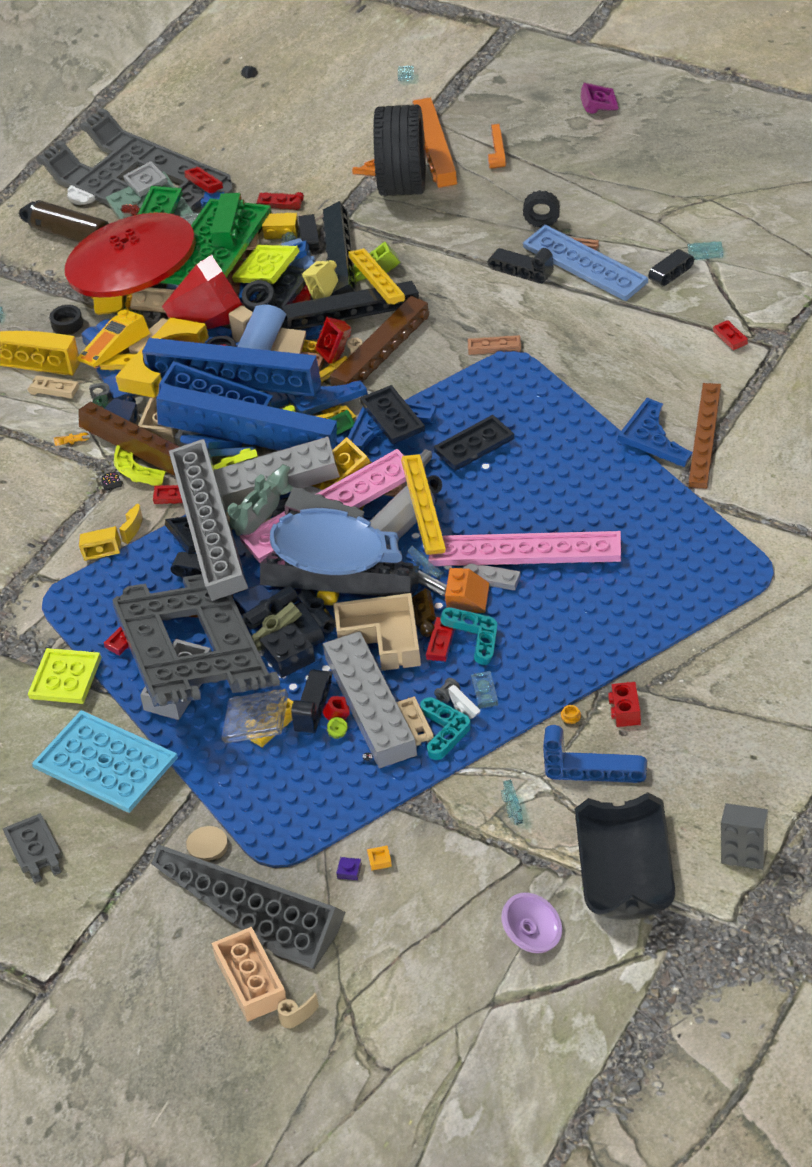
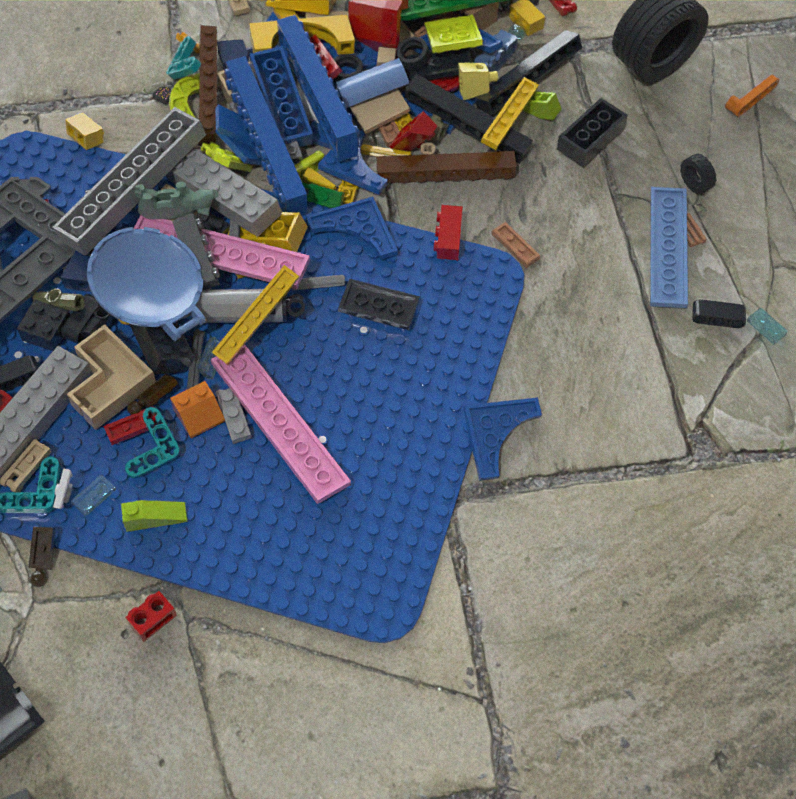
camera: 45 degrees right, 15 degrees up
(95, 456) = (181, 63): none -> teal beam
(100, 399) = (238, 33): leg -> none
(131, 526) = (128, 136): yellow slope -> none
(278, 601) = (64, 282): black piece -> none
(309, 231) = (536, 38): black beam -> none
(392, 414) = (358, 226): black plate -> none
(436, 148) = (716, 51): orange brick -> none
(438, 246) = (591, 132): none -> black brick
(443, 692) = (76, 467): dark grey bush -> none
(449, 370) = (448, 232): none -> red brick
(506, 747) = (41, 554): none -> dark brown plate
(522, 266) = (627, 213): black beam -> none
(535, 663) = (151, 514): none -> lime slope
(570, 714) = (115, 579): light orange plate -> none
(589, 766) = (58, 631): blue beam -> none
(704, 435) = (532, 472): dark orange plate -> none
(730, 335) = (673, 413): red plate -> none

